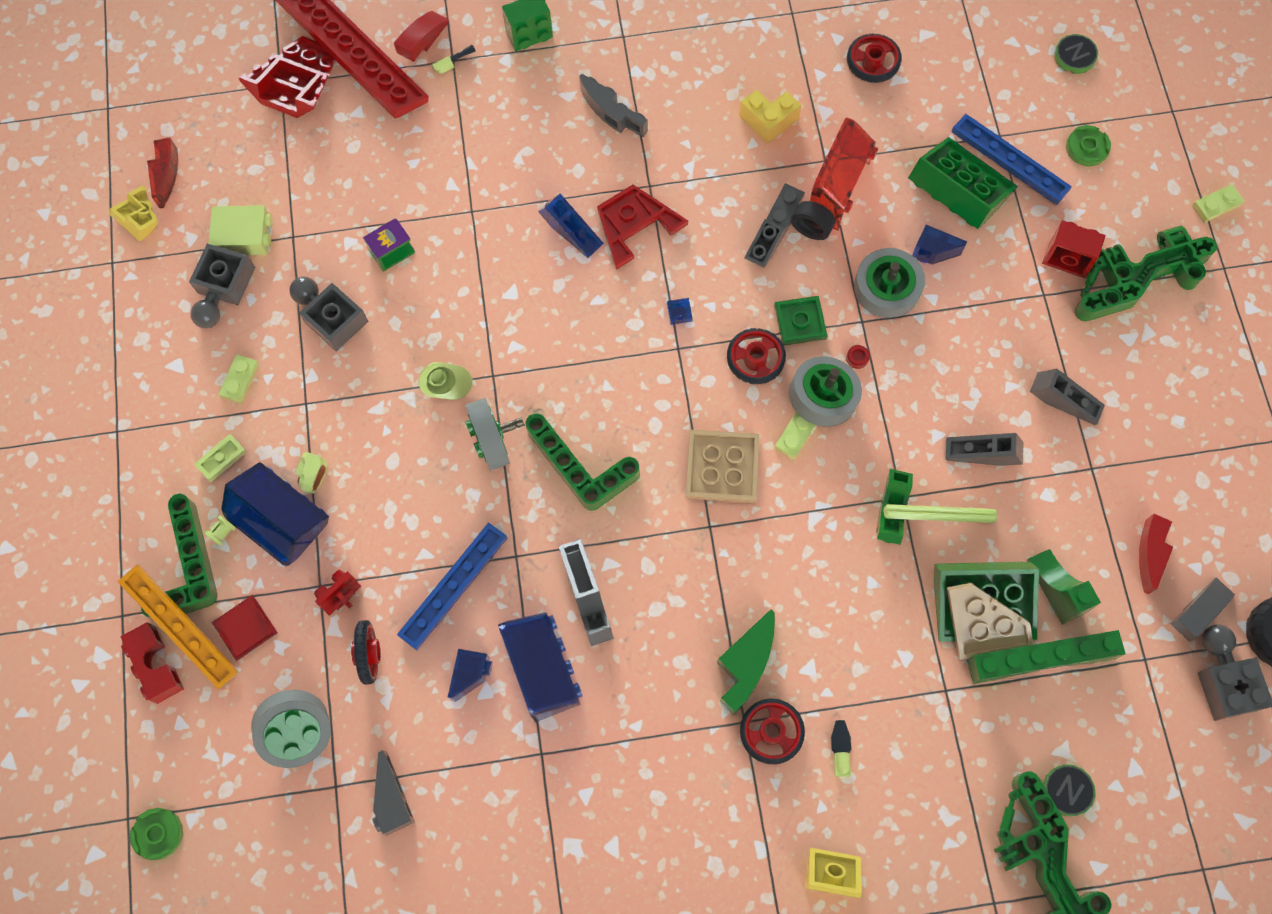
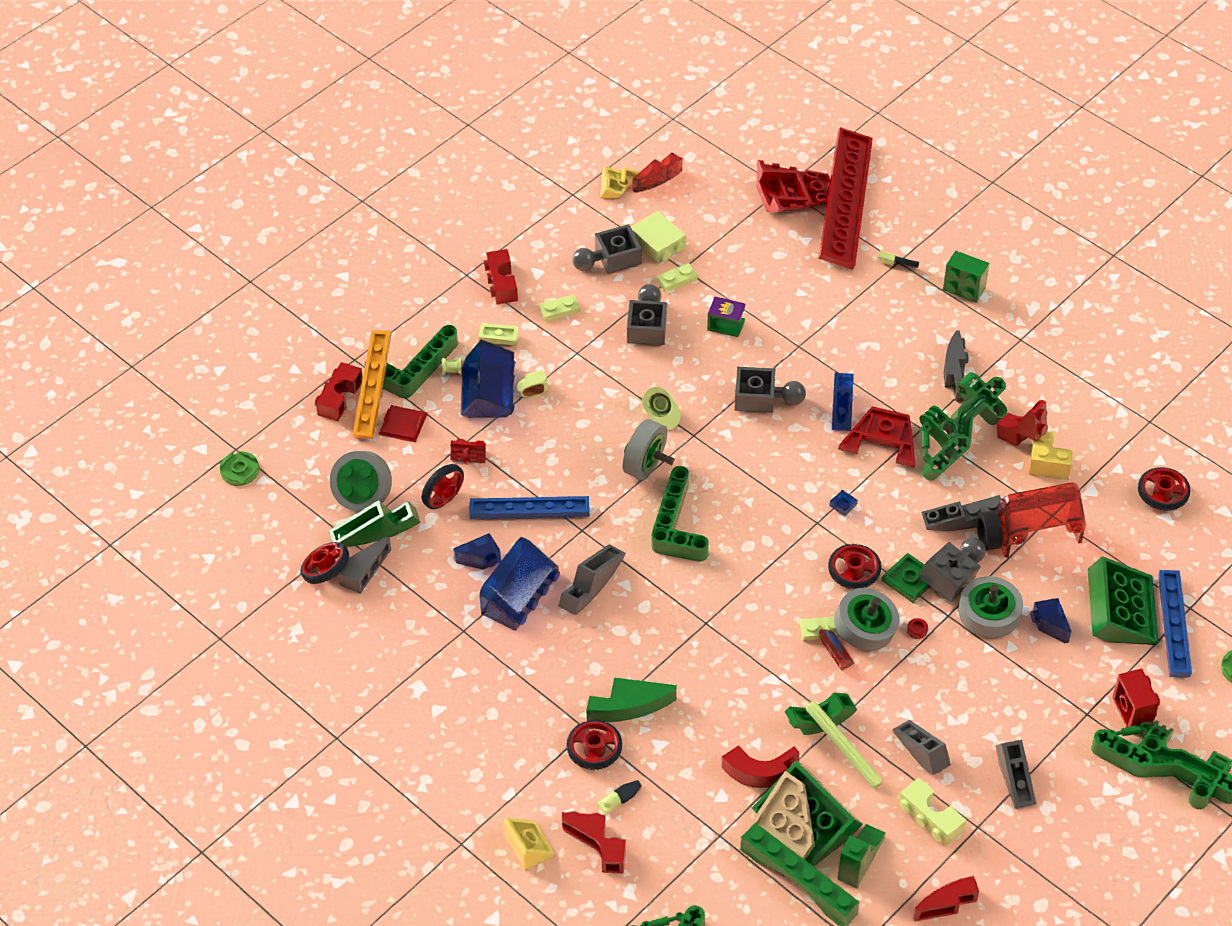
camera: 50 degrees right, 20 degrees down
(136, 395) = (503, 286): none -> red arch
(300, 250) = (677, 277): none -> yellowish green plate
(350, 751) = (375, 524): none -> green slope
(356, 835) = (325, 562): none -> wheel
(420, 35) = (896, 230): red slope -> none
(500, 285) = (757, 390): none -> dark grey brick
(683, 161) = (959, 427): none -> green beam
(722, 466) = (754, 599): tan plate -> none
(737, 102) = (1018, 428): none -> red arch
(826, 282) = (953, 568): none -> dark grey brick
(832, 440) = (835, 649): none -> clear red slope
(866, 803) = (591, 831): none -> red arch
(903, 615) = (756, 772): none -> red arch
(1038, 498) = (943, 825): none -> yellowish green arch

